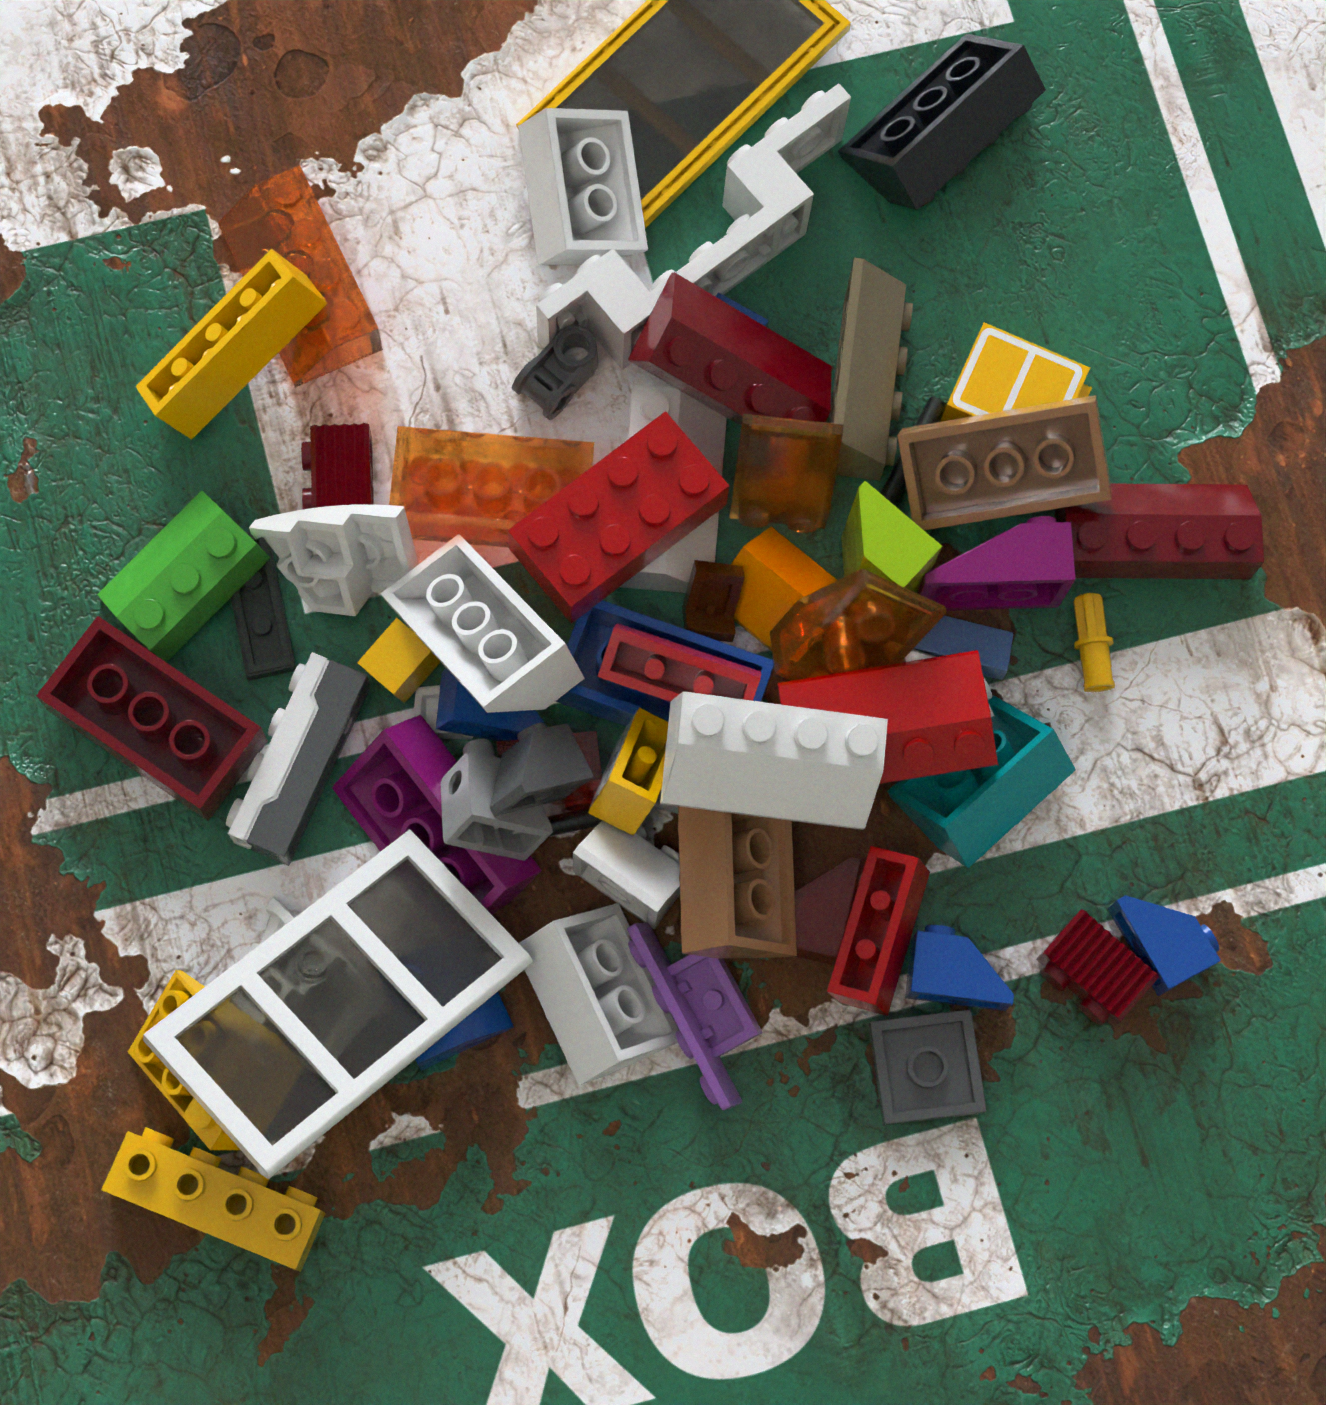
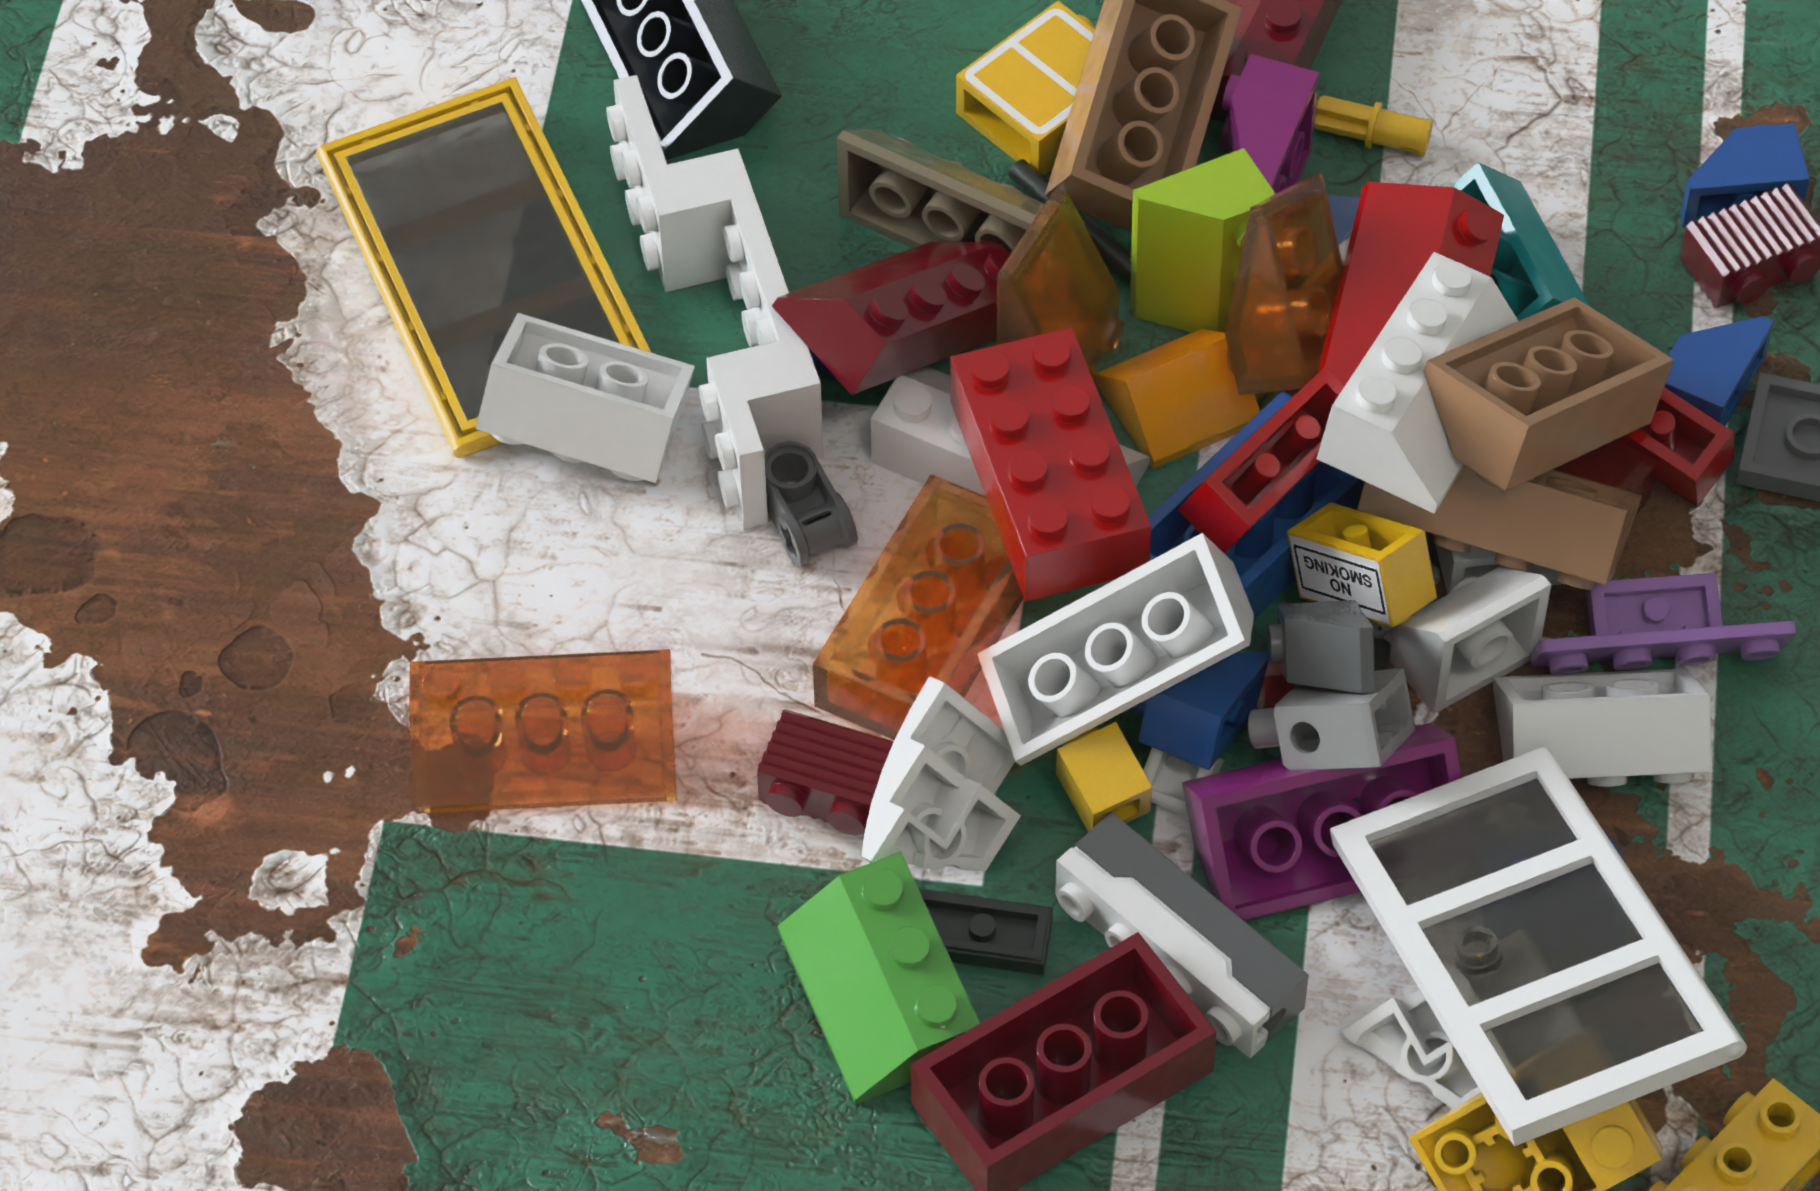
camera: 60 degrees left, 20 degrees down
(229, 348) = (616, 805): yellow brick -> none
(712, 599) = (1166, 440): reddish brown bracket -> none
(809, 845) = (1544, 392): none -> medium nougat slope

